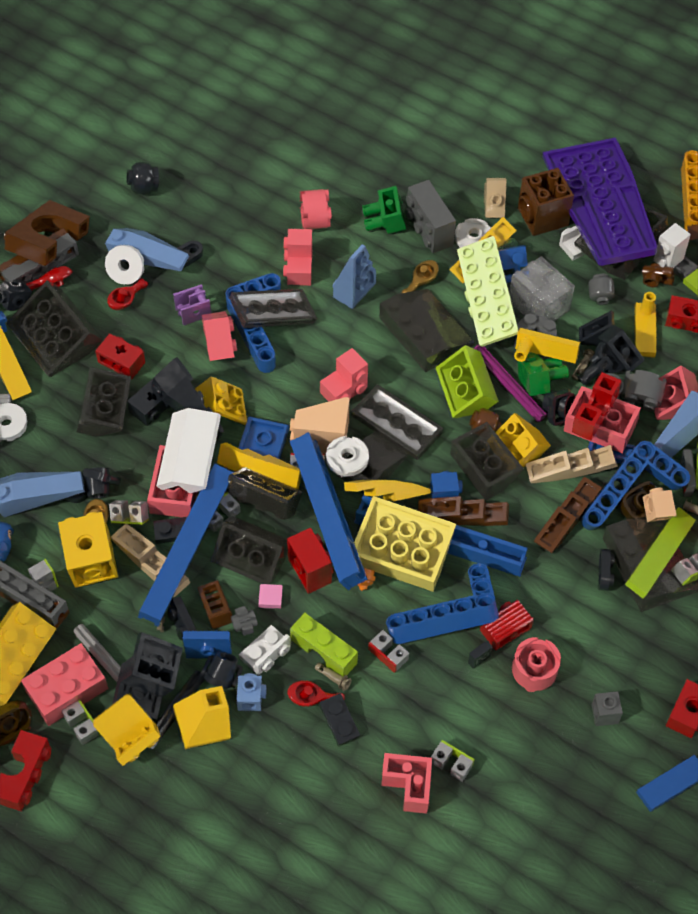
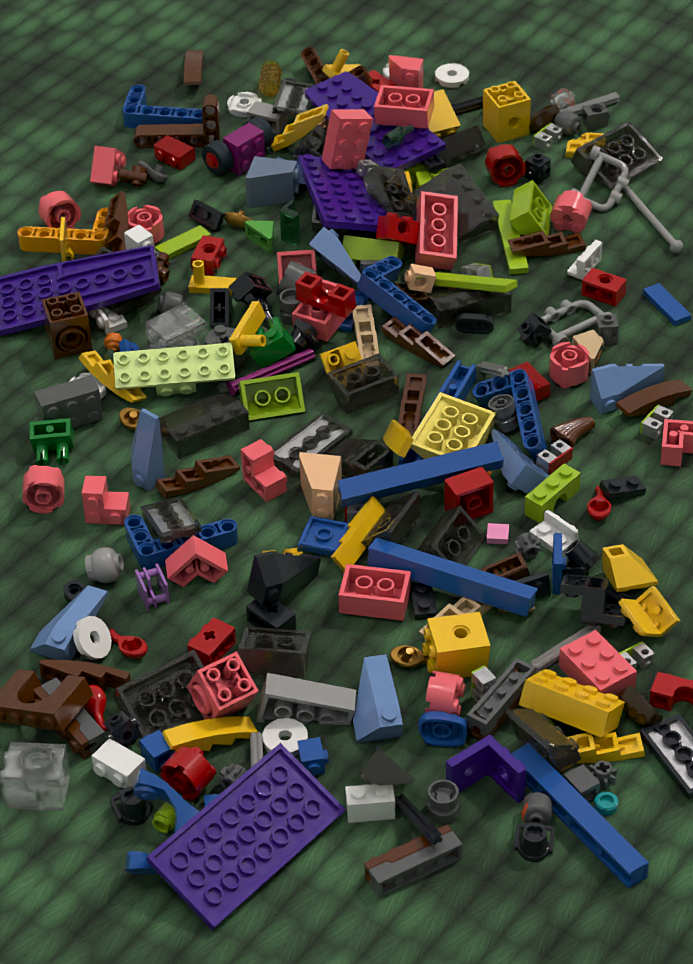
camera: 85 degrees left, 15 degrees down
(29, 541) = (444, 693): none -> coral brick
(37, 429) = (305, 701): none -> light grey wedge
(41, 358) = (222, 687): none -> coral brick
(87, 266) = (94, 673): none -> reddish brown slope
(98, 481) = (369, 647): black piece -> none
(137, 510) = (413, 623): flat silver piece -> none
(189, 450) = (352, 565): white slope -> none
(217, 265) = (104, 565): none -> light grey piece
(250, 692) = (599, 538): medium blue brick -> none
(335, 677) = (585, 486): dark tan piece -> none
(344, 466) = (354, 453): white tile -> none
(346, 330) = (201, 475): none -> reddish brown slope
(365, 615) = (517, 466): none -> medium blue wedge
(426, 664) = (572, 430): none -> reddish brown piece
(445, 484) = (384, 412): blue brick -> none
(445, 589) = (506, 415): none -> dark grey wheel
(480, 654) = (558, 399): black tile -> none
(483, 416) = (317, 385): reddish brown head -> none
(490, 758) = (647, 399): none -> reddish brown slope
(495, 197) = (48, 364): tan brick -> none
(495, 713) = (615, 382): none -> medium blue wedge
(506, 579) = (493, 369): none -> light grey axle
(539, 248) = (112, 341): none -> orange plate
(569, 690) = (593, 344): none -> tan slope
(593, 628) = (533, 330): none -> black brick
(634, 654) = (569, 308): none -> light grey bar
(664, 183) = (64, 245): none -> yellow flag

